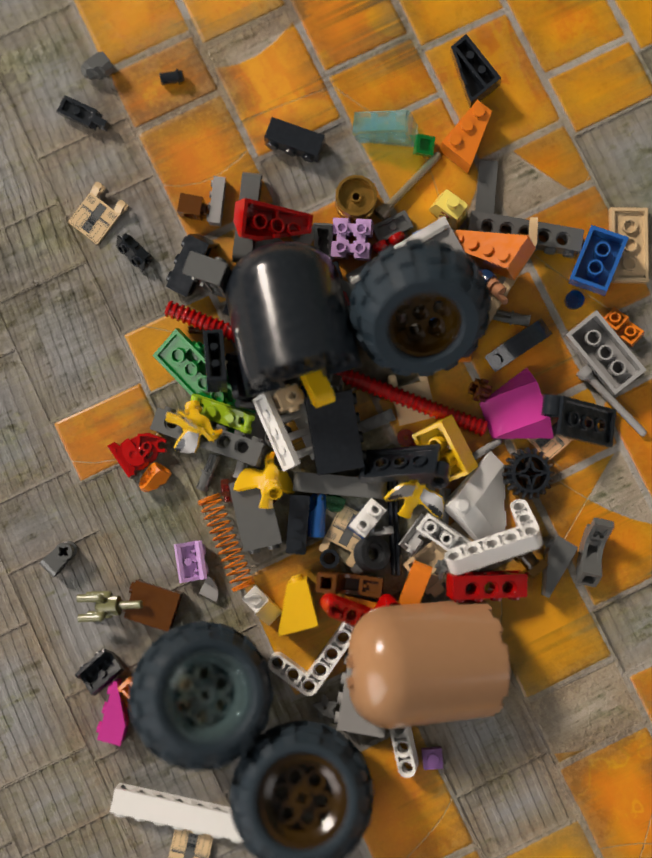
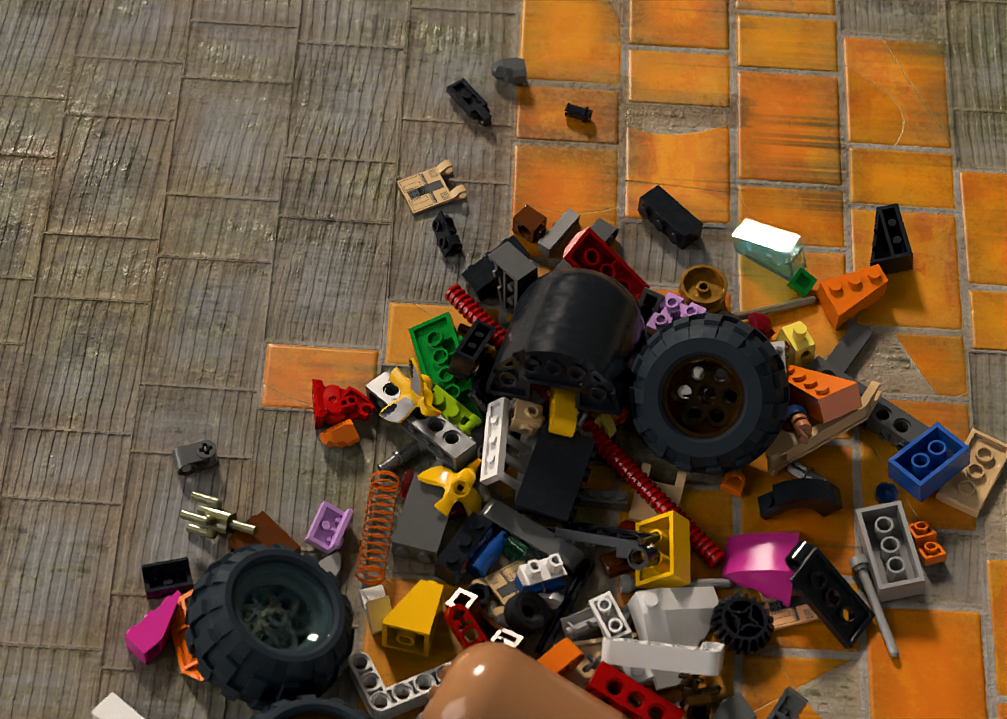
camera: 25 degrees right, 30 degrees down
(414, 205) = (762, 323): none -> dark red rock
(414, 495) = (606, 573): animal -> none
(480, 389) = (734, 521): reddish brown gear -> none

